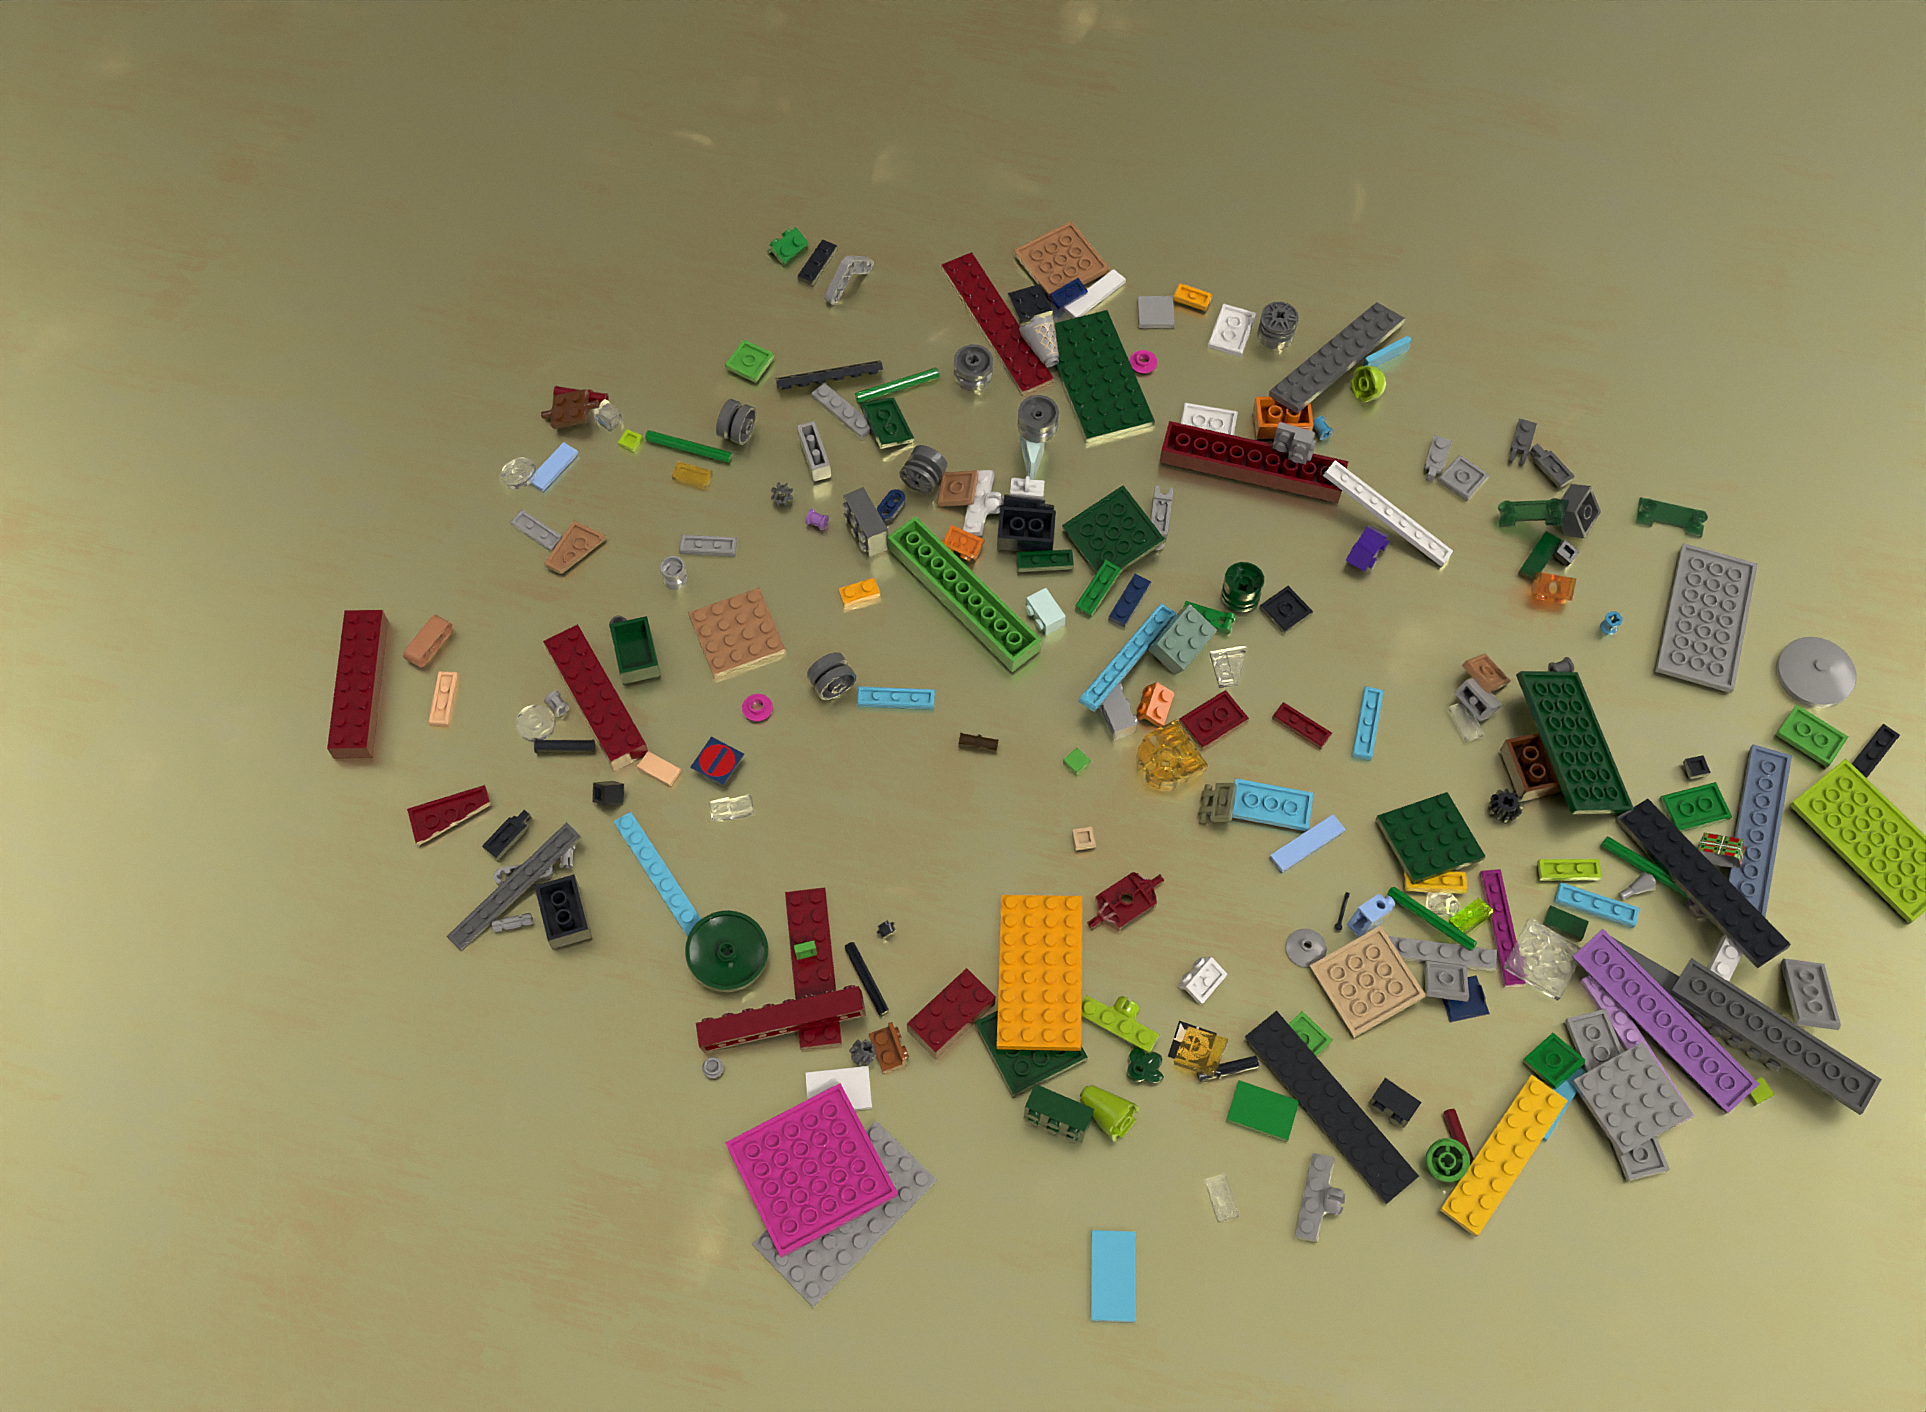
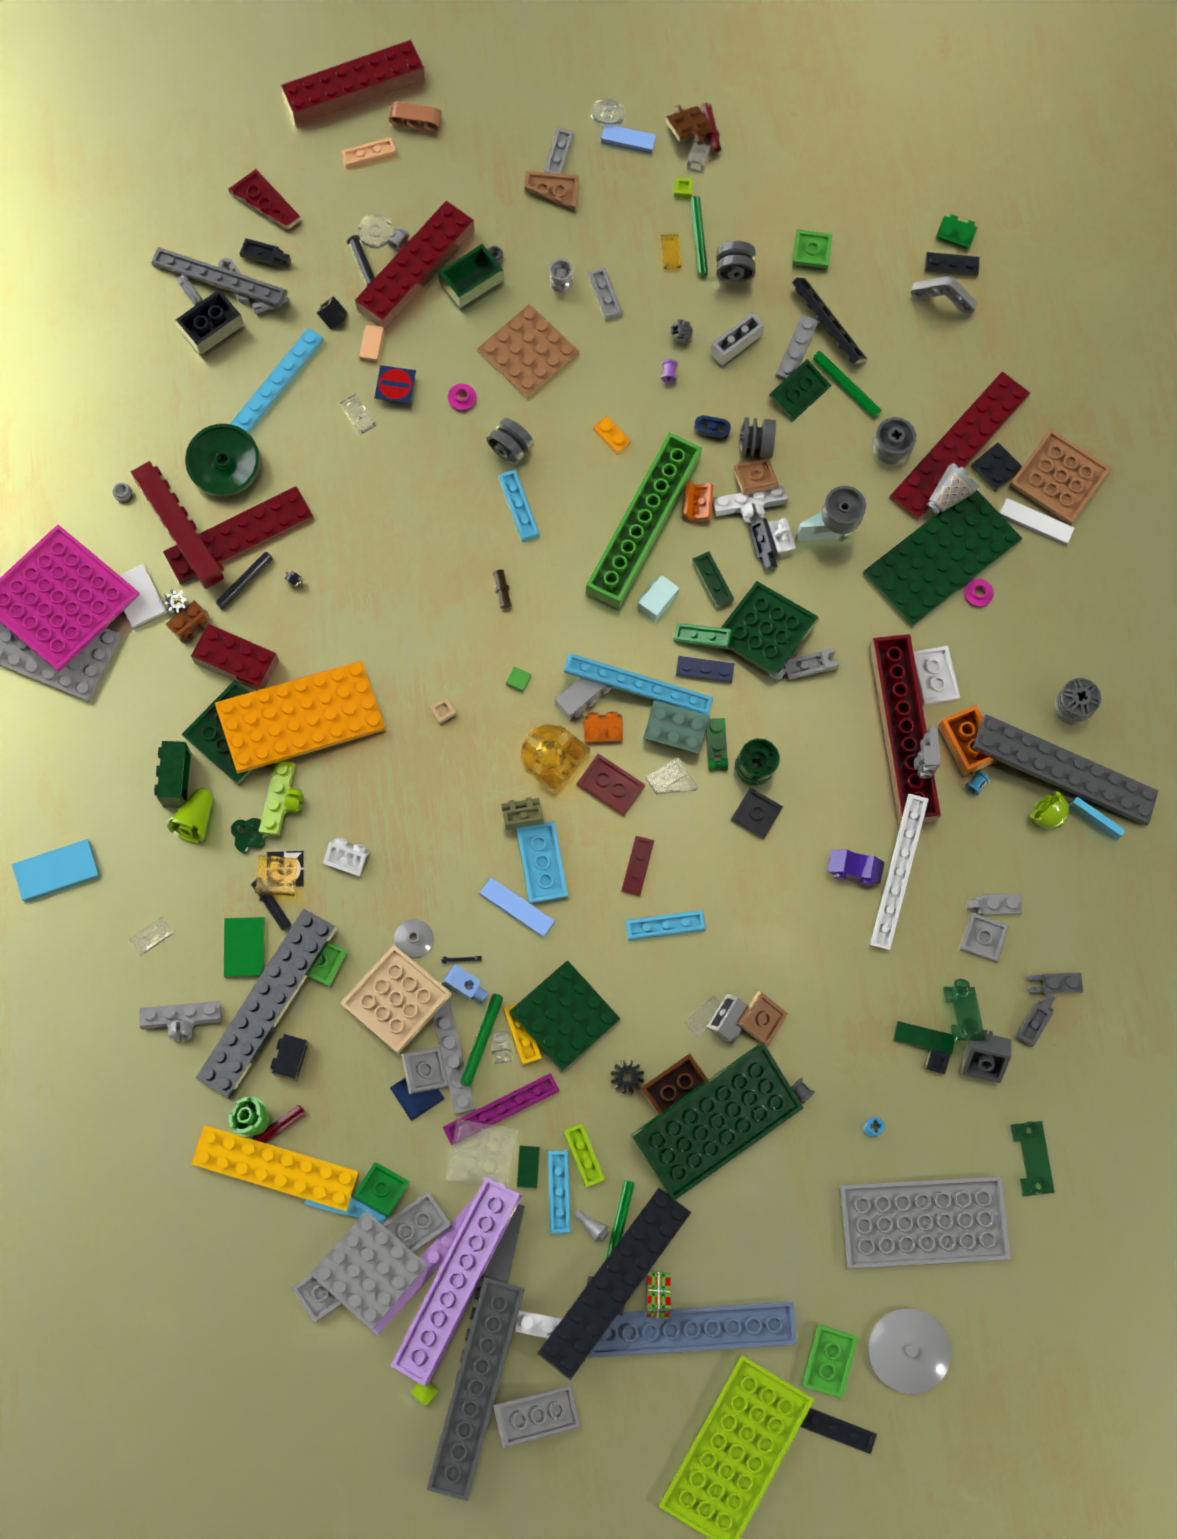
camera: 65 degrees right, 10 degrees up
(805, 950) = (244, 519): bright green tile -> none
(865, 522) = (680, 408): dark grey brick -> none
(1025, 529) = (735, 550): black brick -> none
(1068, 294) = (1020, 495): clear blue plate -> none
(1114, 911) = (407, 778): dark red plate -> none
(1155, 312) = (1043, 584): light grey tile -> none
(1192, 297) = (1076, 612): light orange plate -> none
(1232, 330) = (1056, 662): white tile -> none
(1471, 916) = (498, 1075): clear neon green plate -> none
(1564, 584) = (897, 1066): clear orange brick -> none
(1696, 767) = (745, 1252): black plate -> none
(1696, 807) = (702, 1262): green tile -> none

